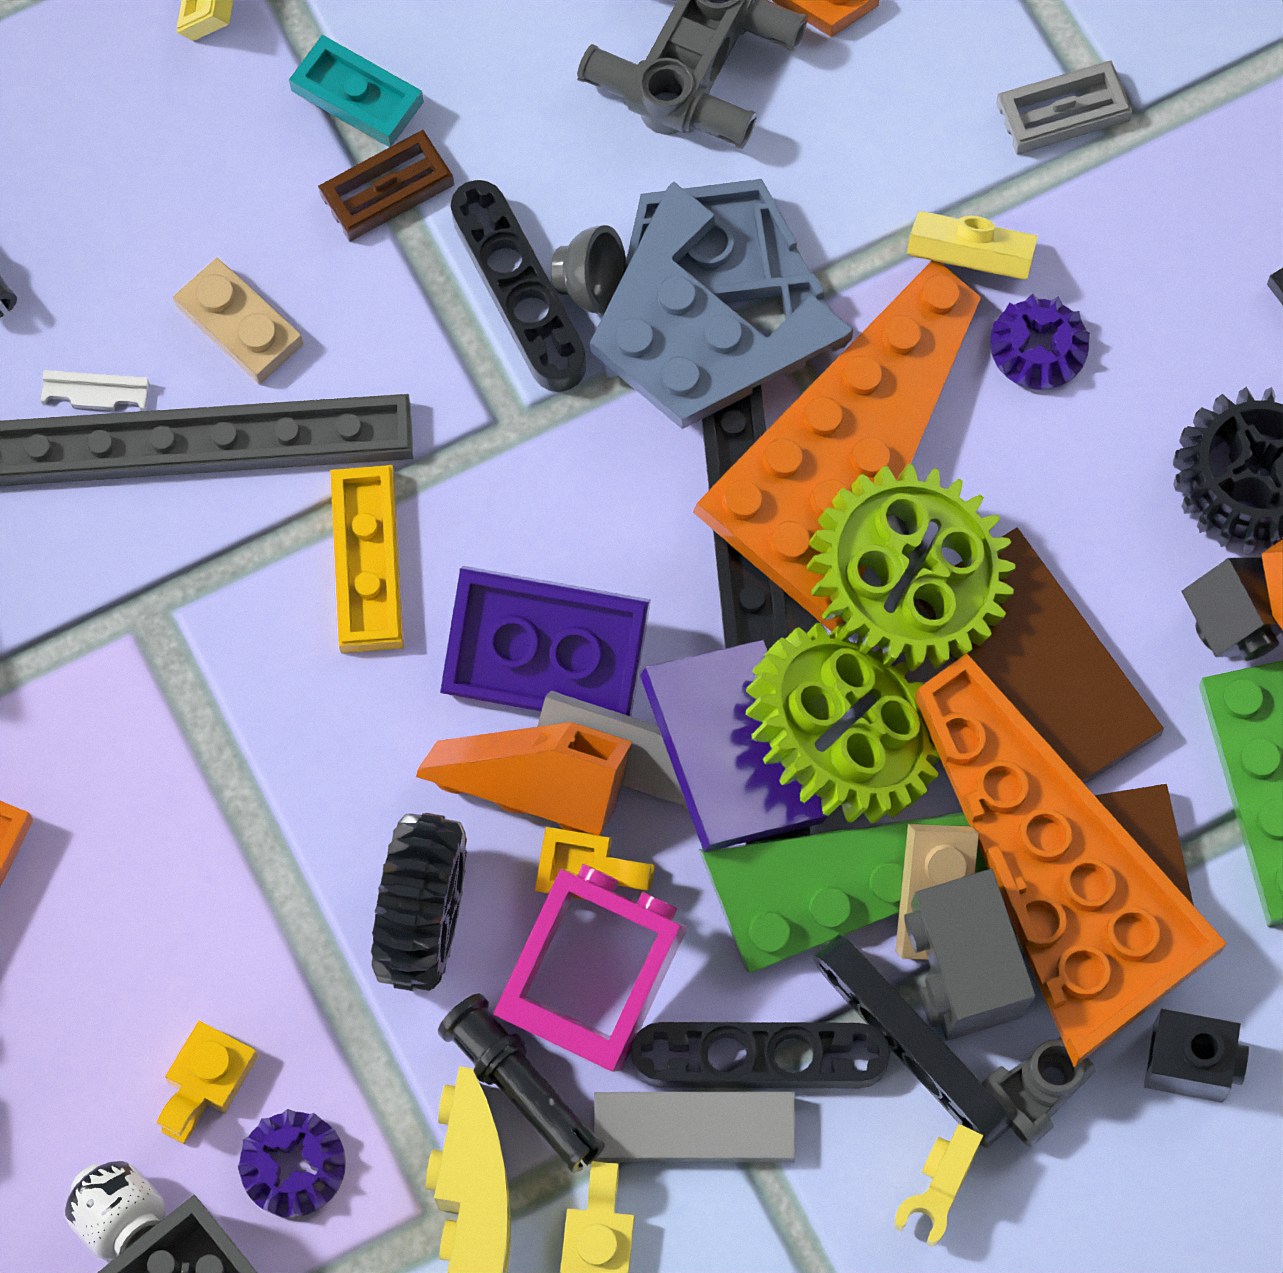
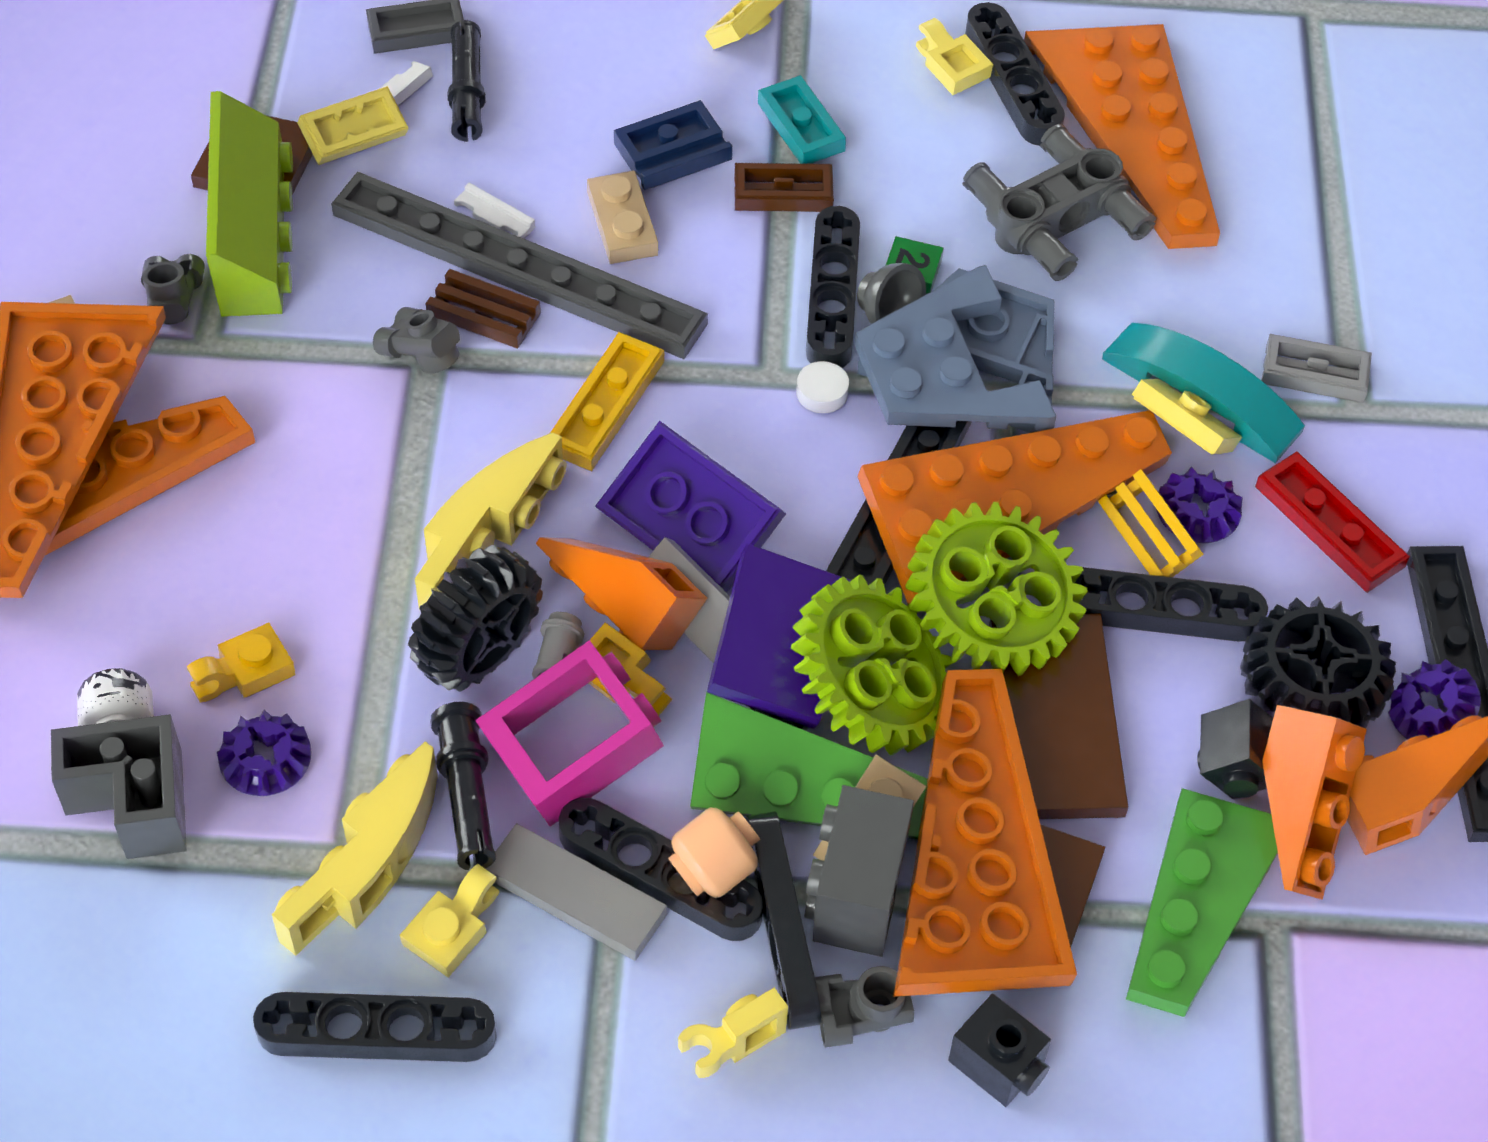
camera: 25 degrees right, 15 degrees down
(127, 598) = (419, 335): none -> dark grey plate
(158, 498) = (487, 302): none -> reddish brown tile
(237, 200) = (672, 144): none -> dark blue plate
(338, 754) = (491, 507): none -> light yellow slope
(509, 877) = (561, 636): none -> light grey pin
(581, 415) = (822, 387): none -> white tile
(582, 205) = (921, 255): none -> green tile
(817, 1018) = (714, 852): none -> light nougat head
(964, 374) = (1126, 495): none -> yellow tile
(966, 184) = (1228, 387): none -> teal slope
(1067, 487) = (1158, 612): none -> black beam
(1176, 285) = (1332, 521): none -> red tile

